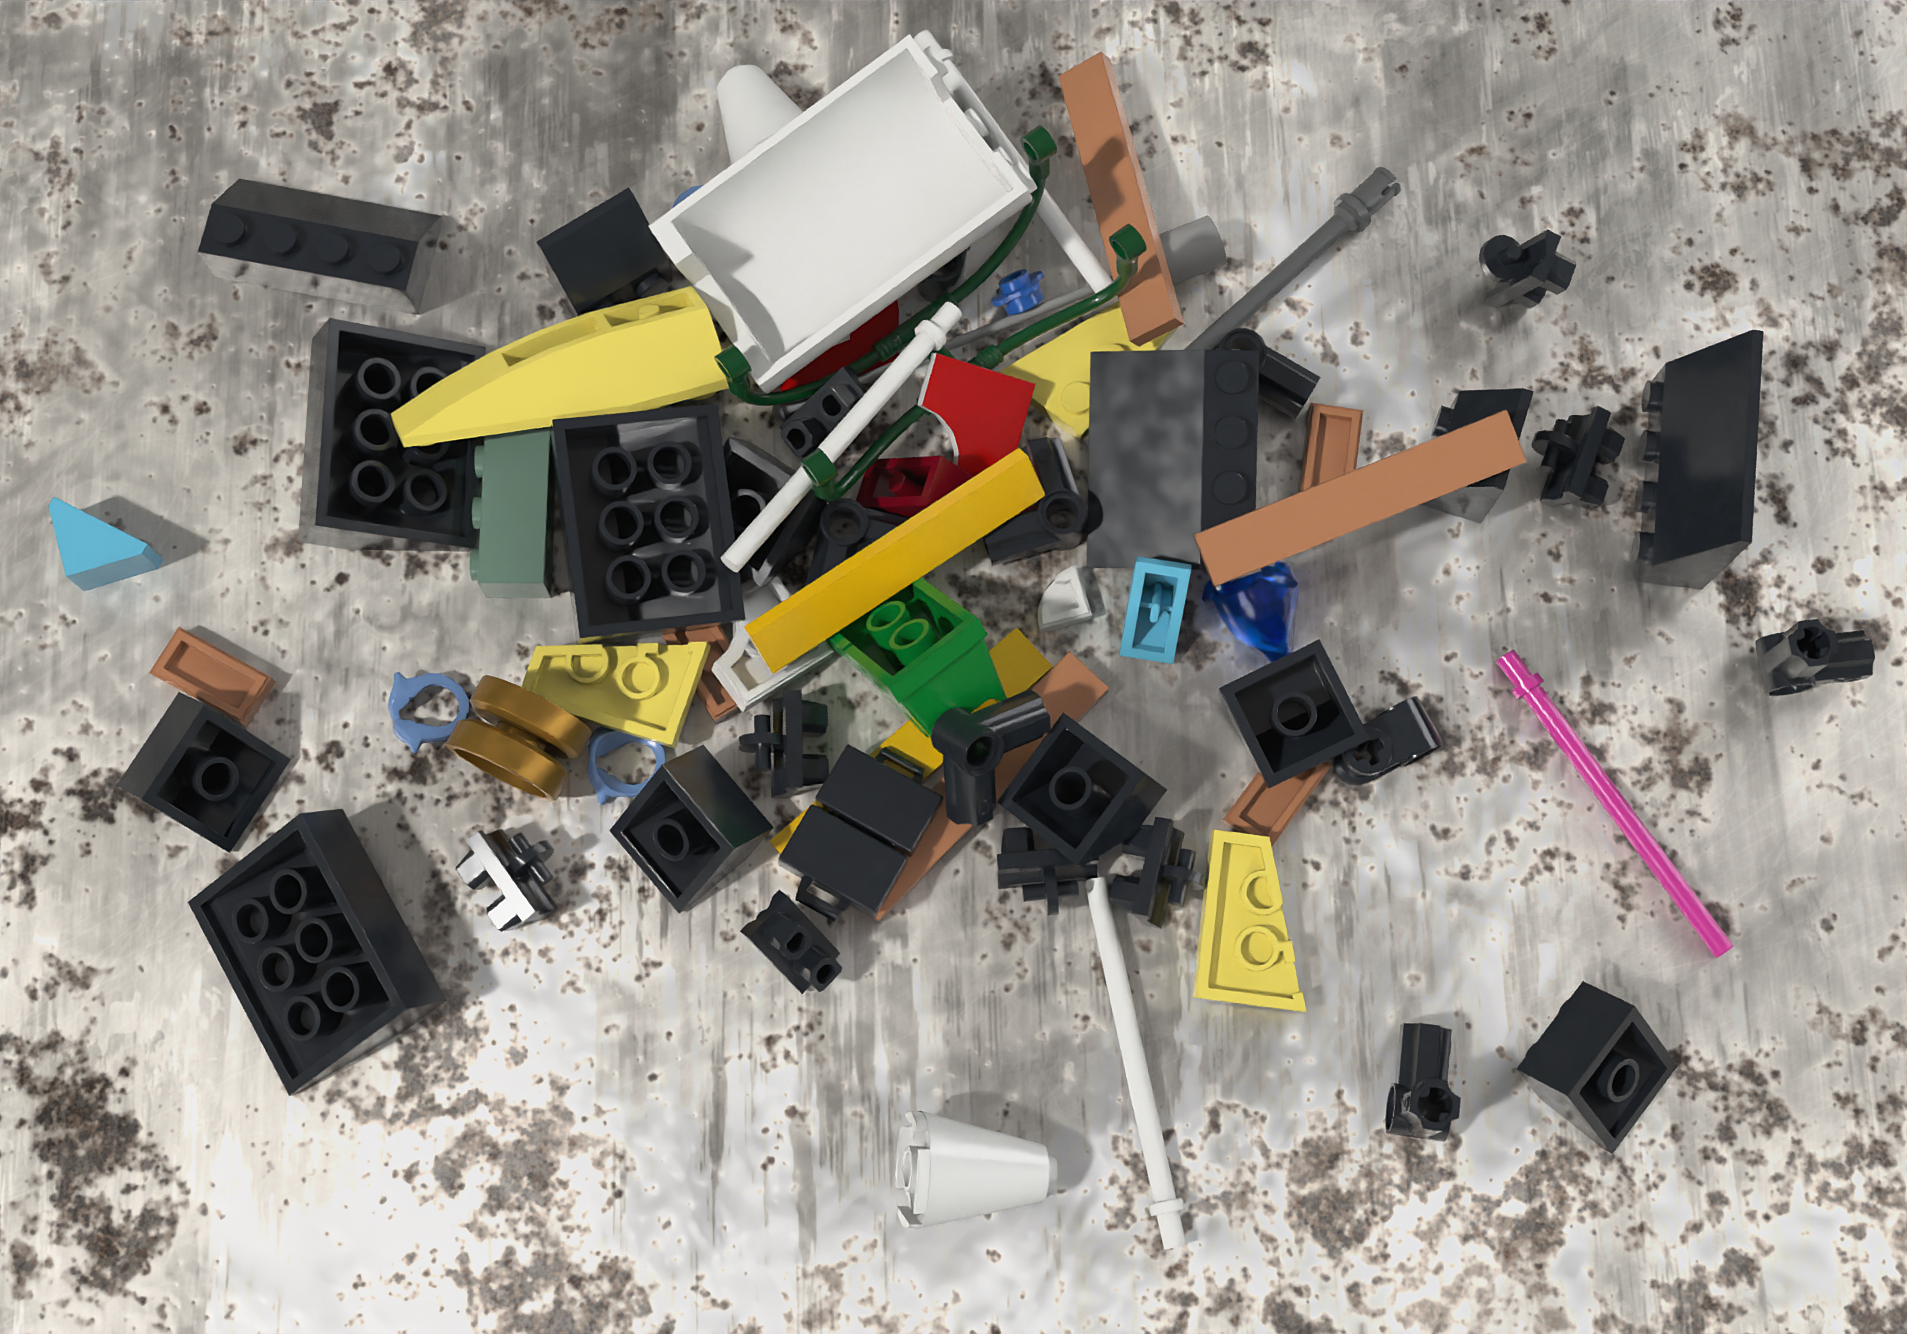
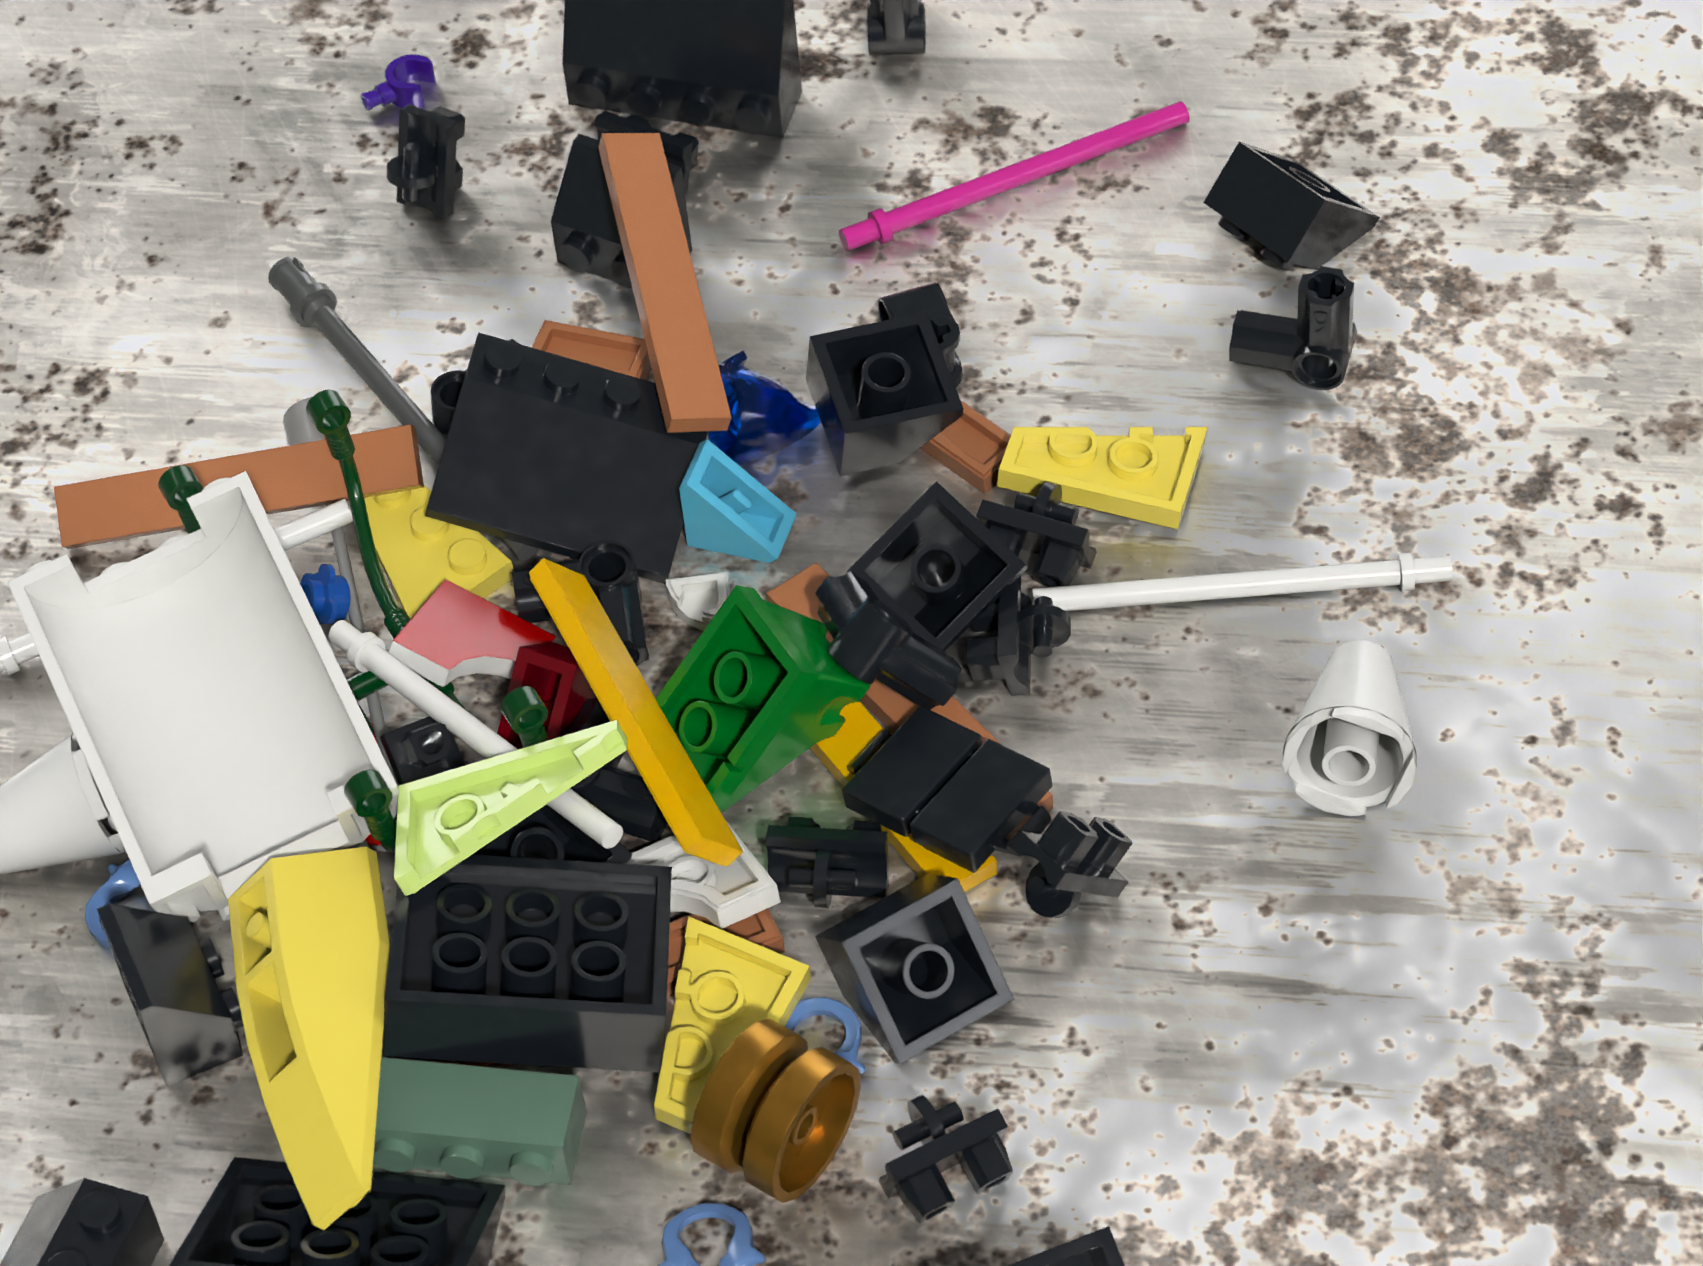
camera: 75 degrees left, 25 degrees down
(748, 450) = (467, 807): none -> yellowish green wing
(1633, 220) = (396, 88): none -> dark purple piece

